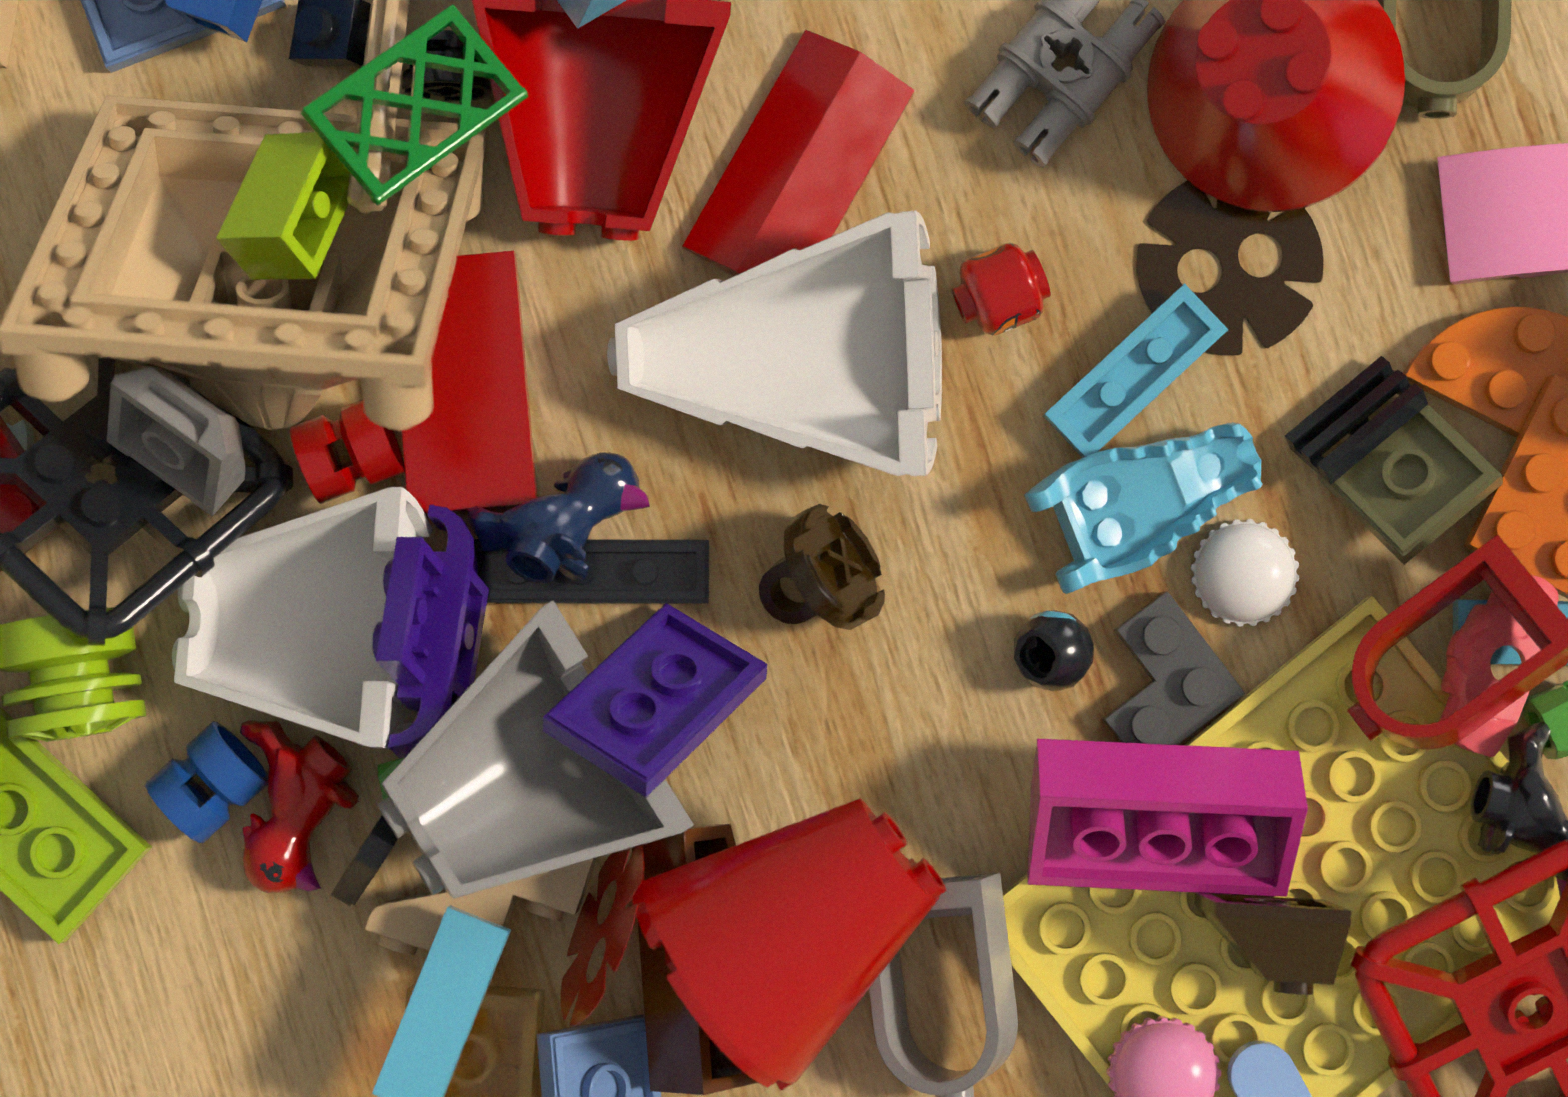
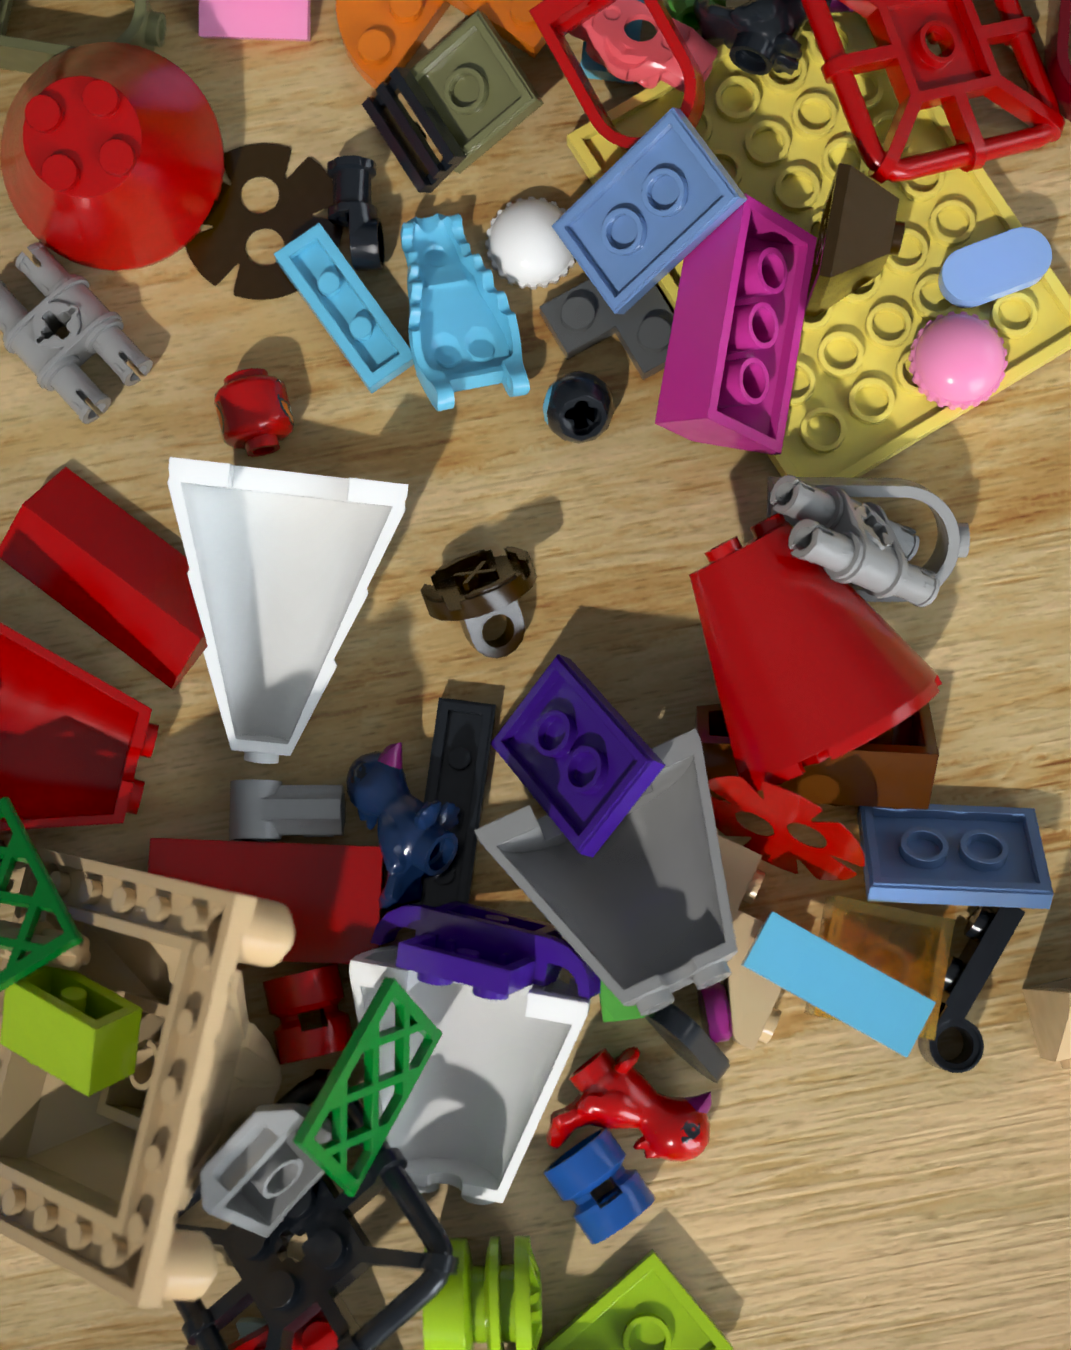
camera: 80 degrees left, 5 degrees down
(252, 495) = (335, 1095): none -> green window
(398, 885) = (715, 1012): none -> magenta tile
(561, 375) = (271, 810): none -> light grey piece
(922, 976) = (853, 541): none -> light grey pin
(1256, 365) = (354, 209): none -> black connector
(1280, 701) = (649, 211): none -> medium blue tile

